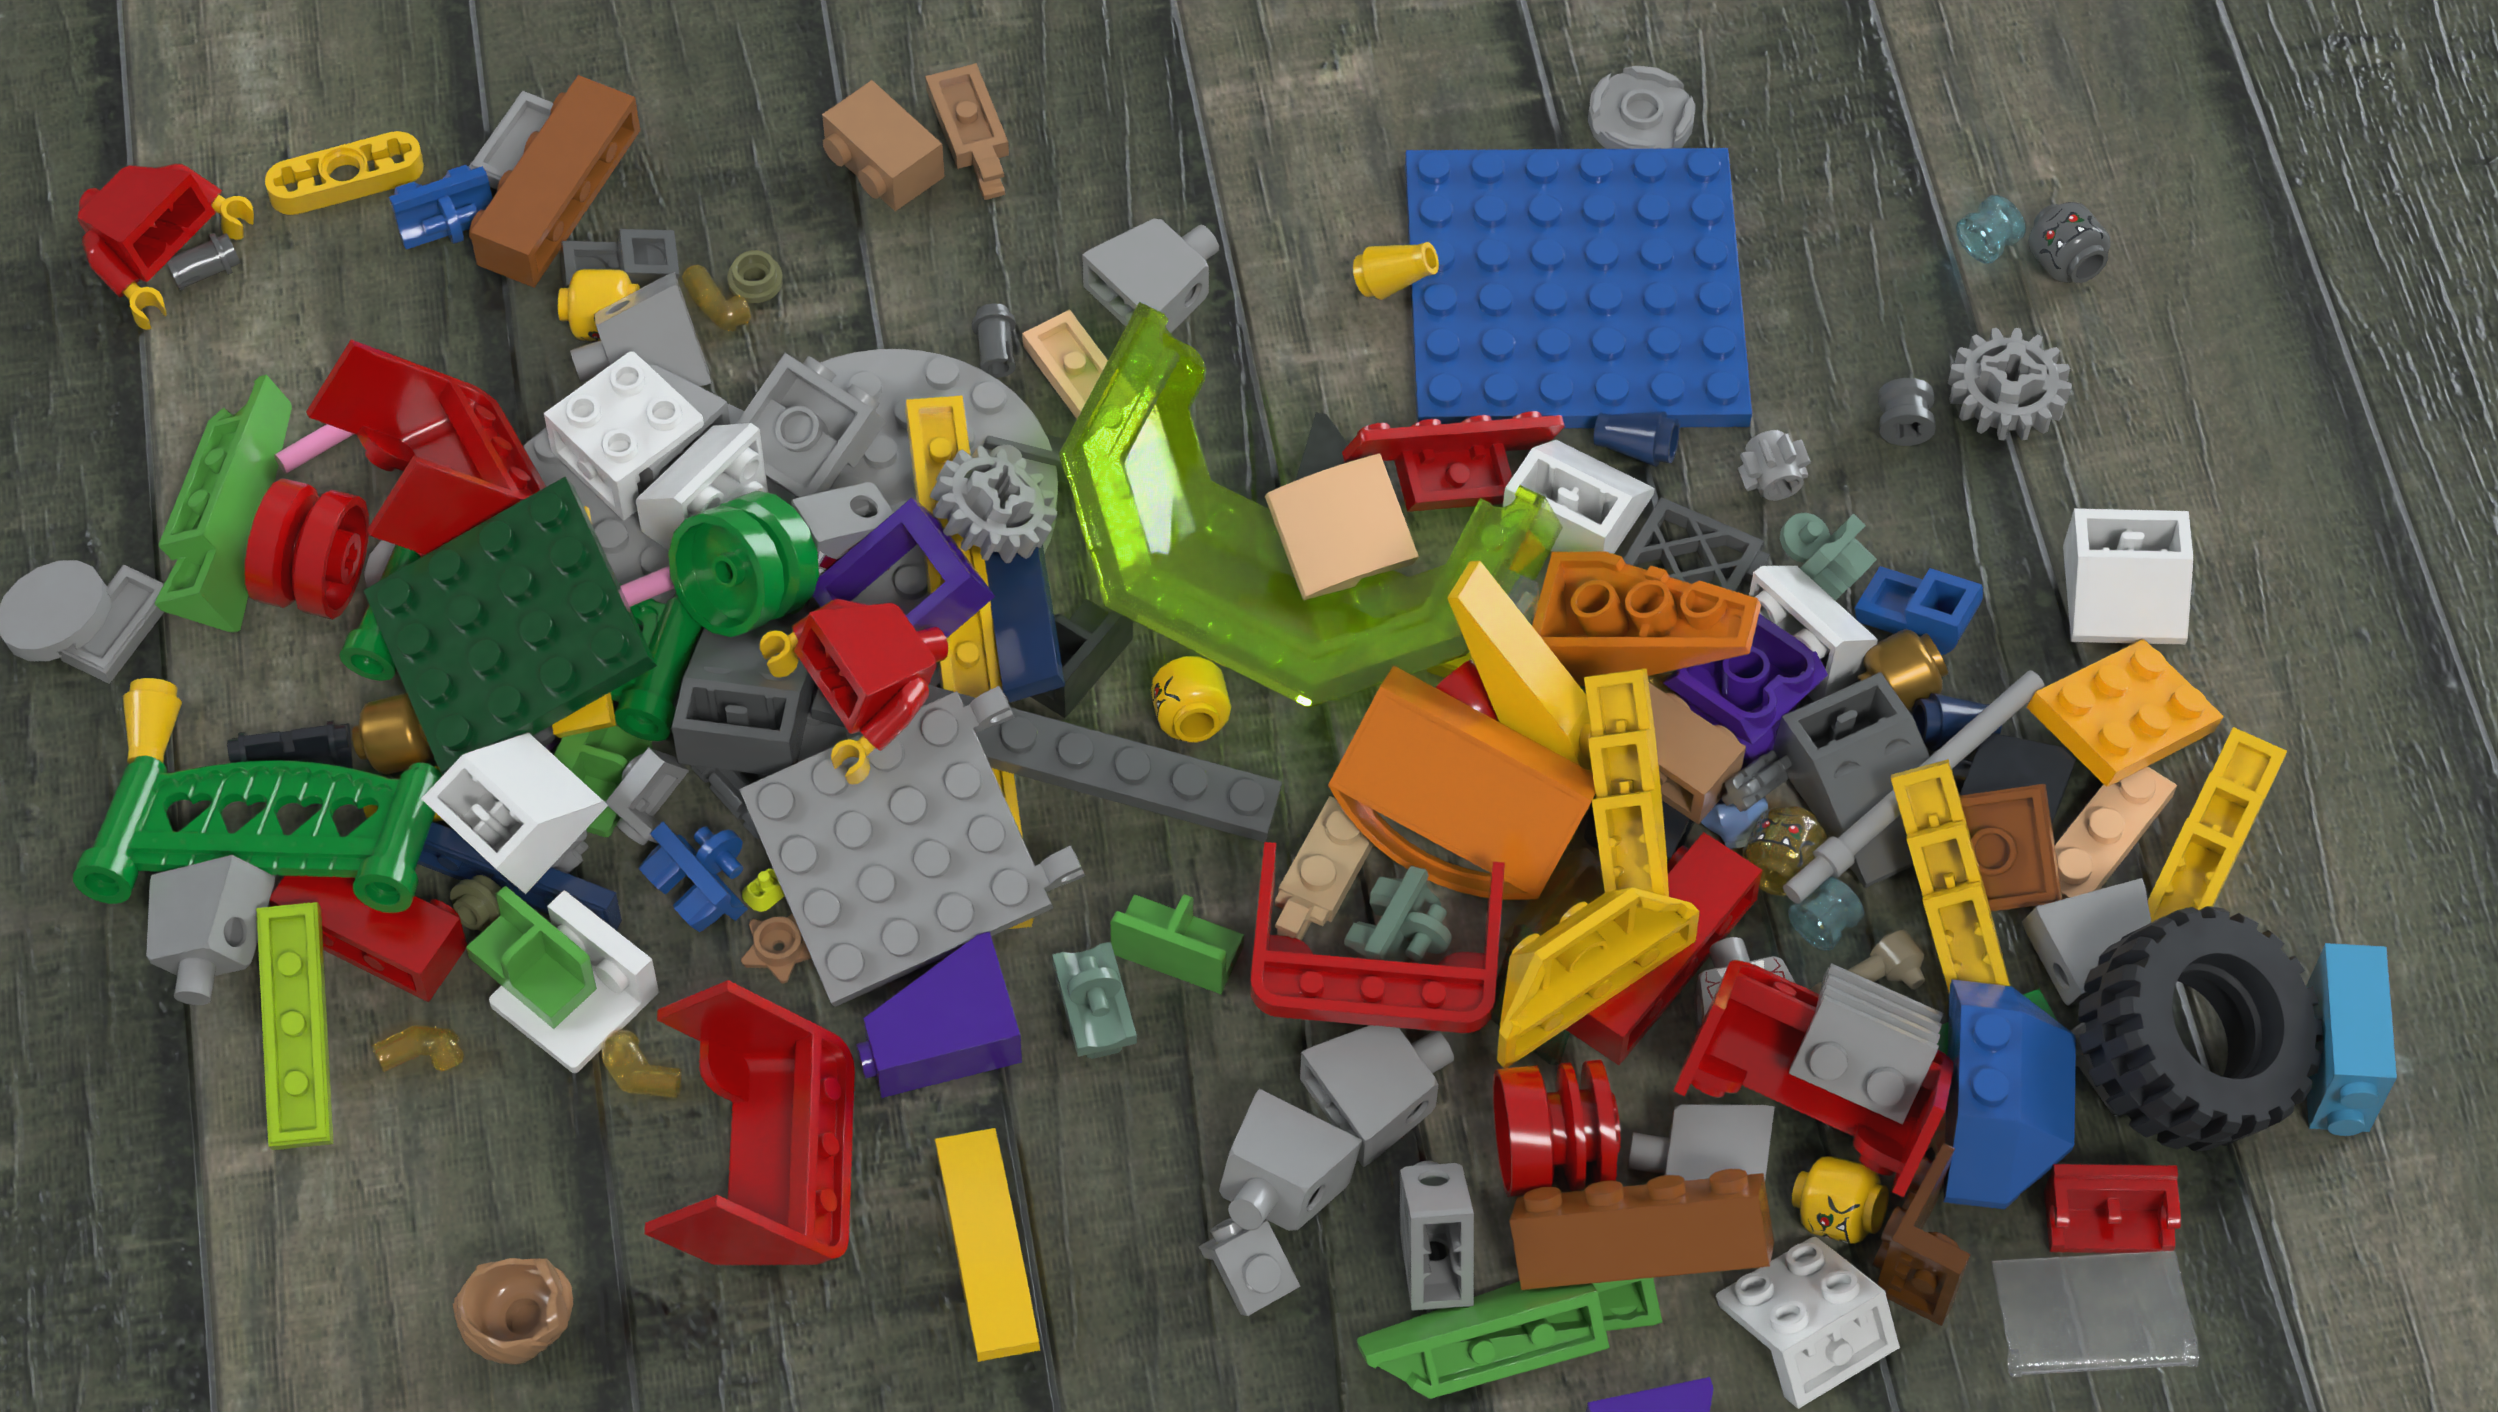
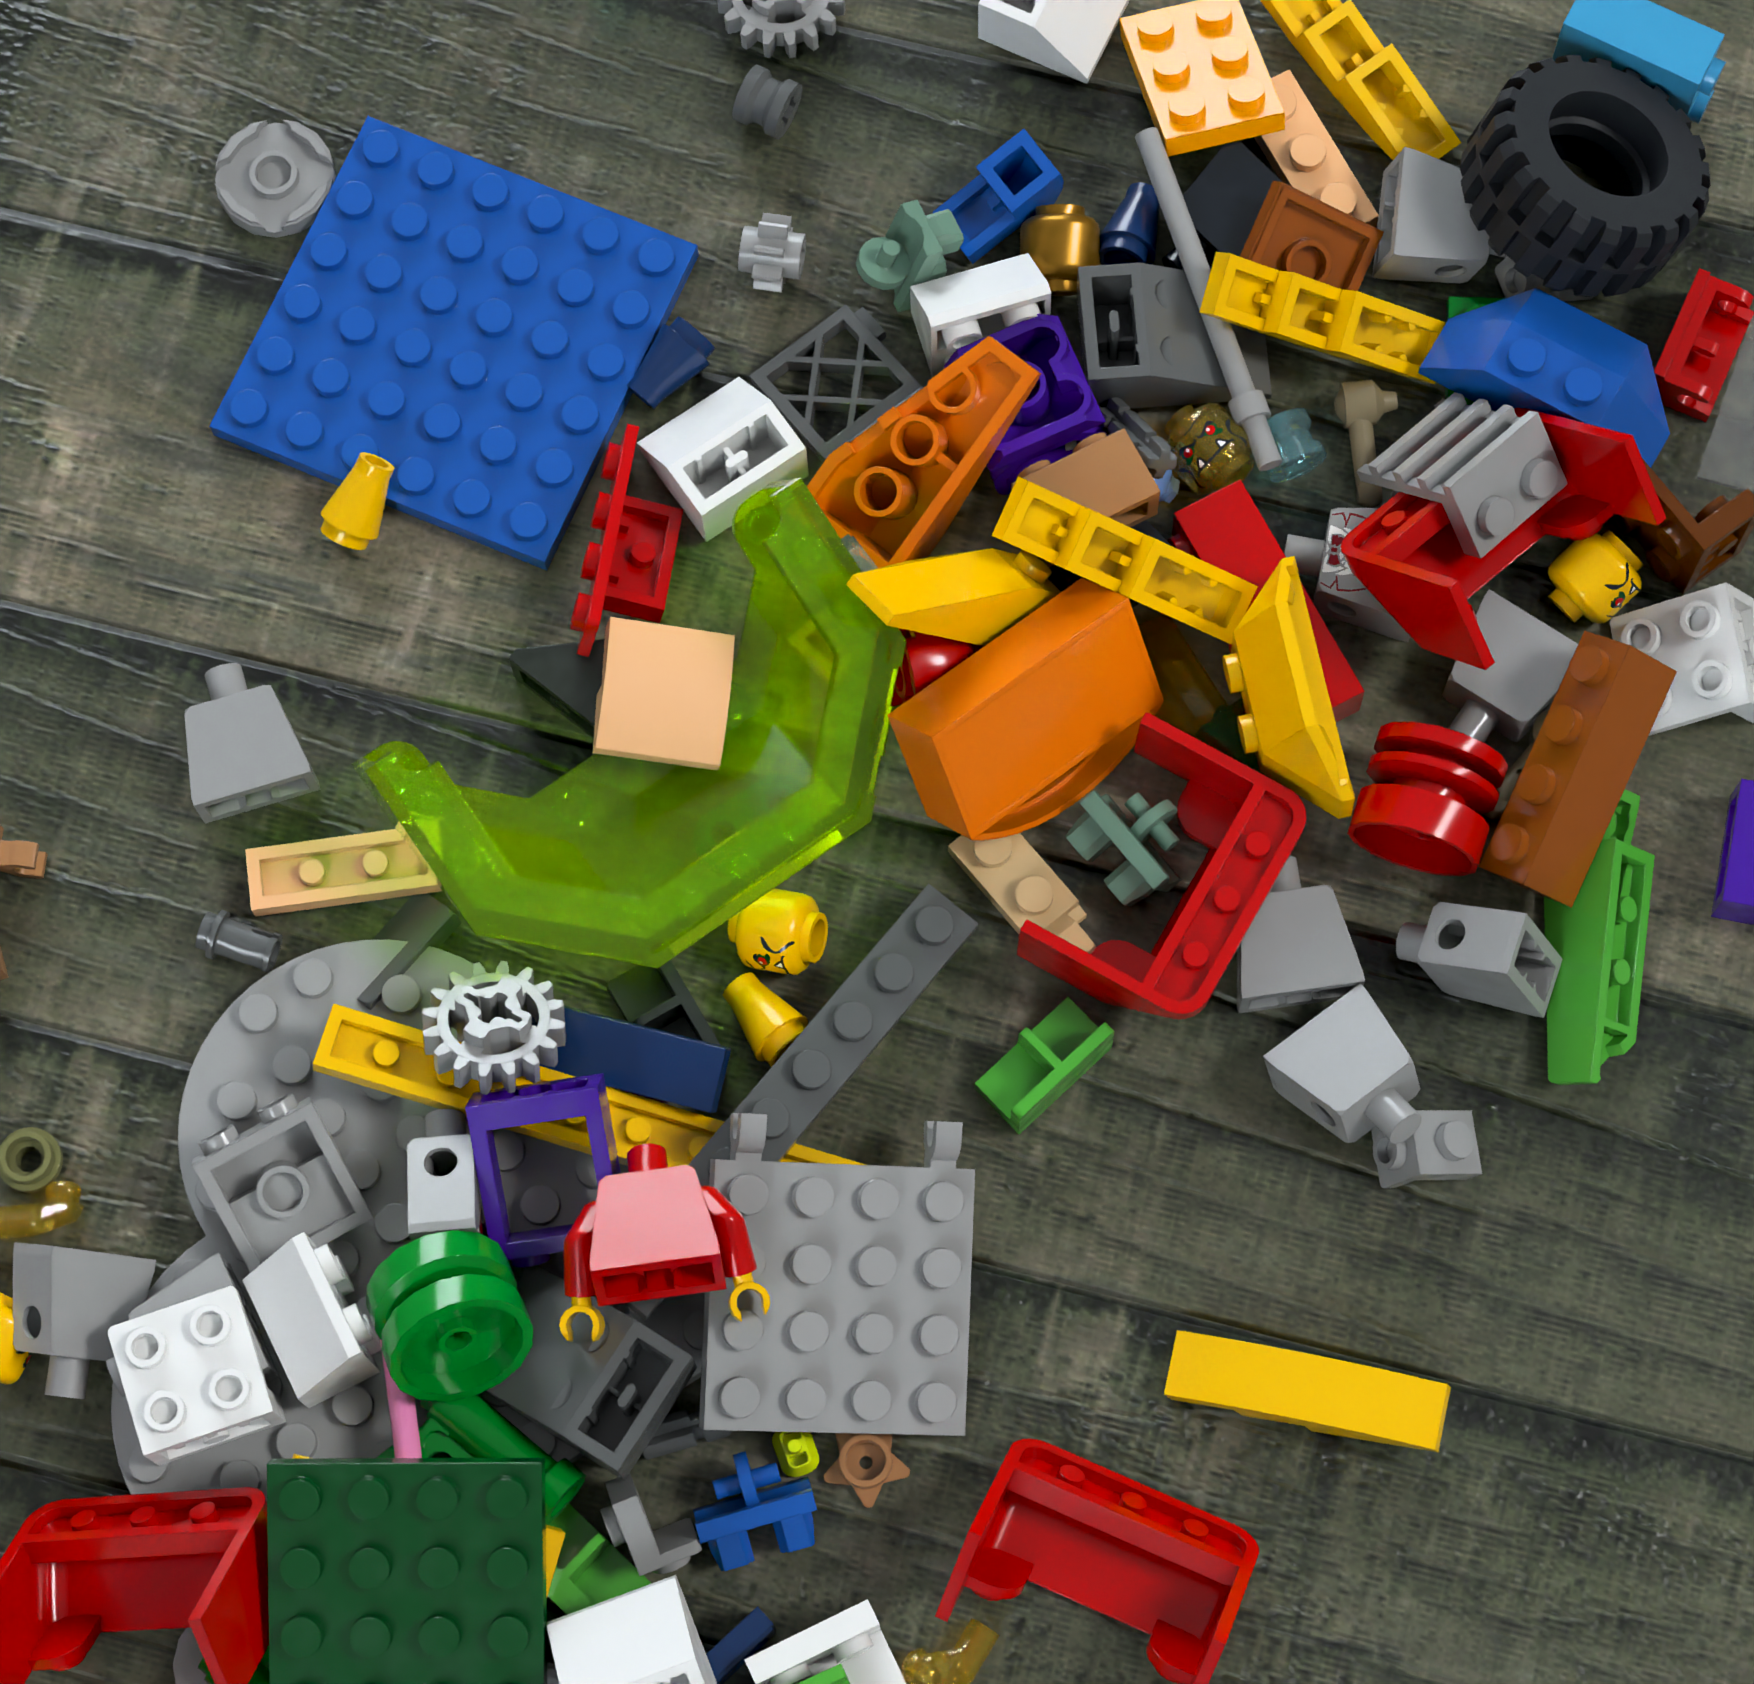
camera: 60 degrees left, 15 degrees up
(943, 1024) = (1043, 1330): dark purple slope -> none
(1094, 1001) = (1086, 1172): sand green hips -> none
(1118, 712) = (764, 1017): none -> yellow cone

